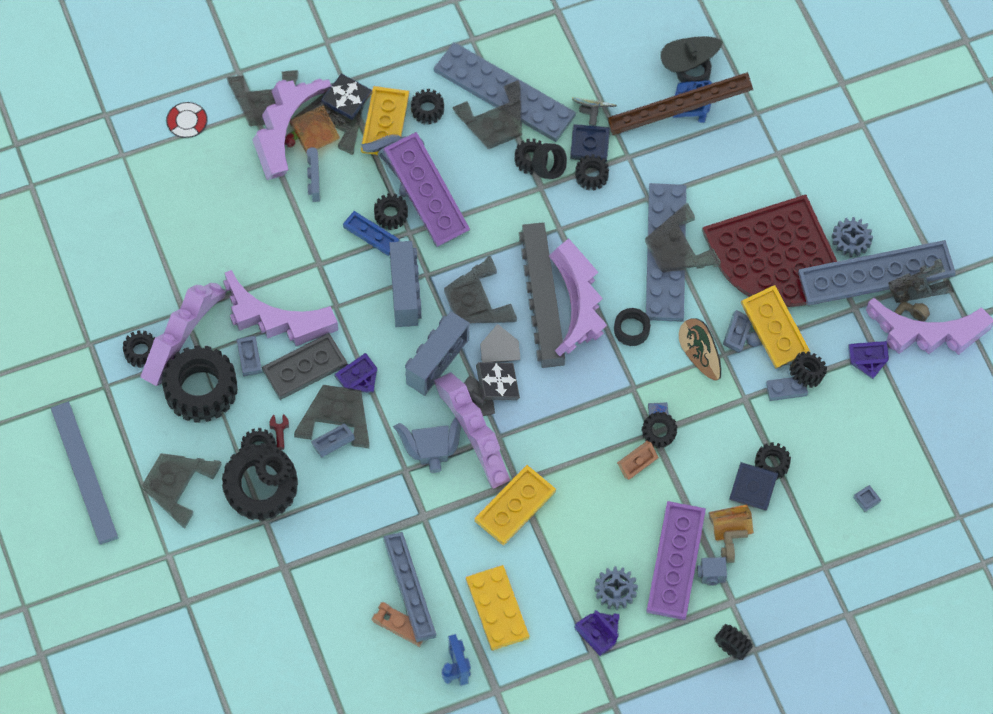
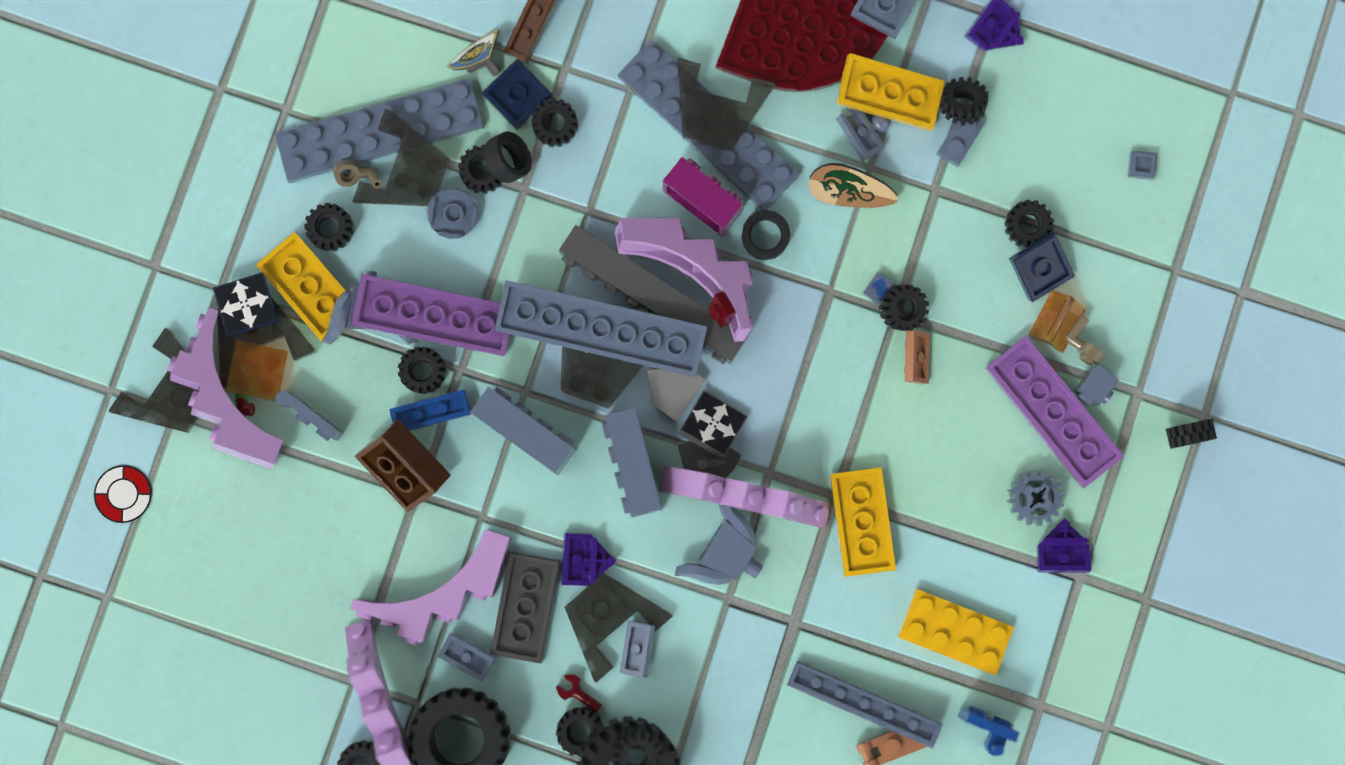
camera: 50 degrees left, 20 degrees up
(328, 239) = (403, 465): none -> reddish brown slope
(468, 97) = (354, 174): none -> dark tan plate
(492, 159) = (452, 213): none -> sand blue tile
(498, 278) = (601, 328): none -> sand blue plate
(565, 329) = (721, 309): none -> dark red plate
(622, 274) = (702, 196): none -> magenta piece

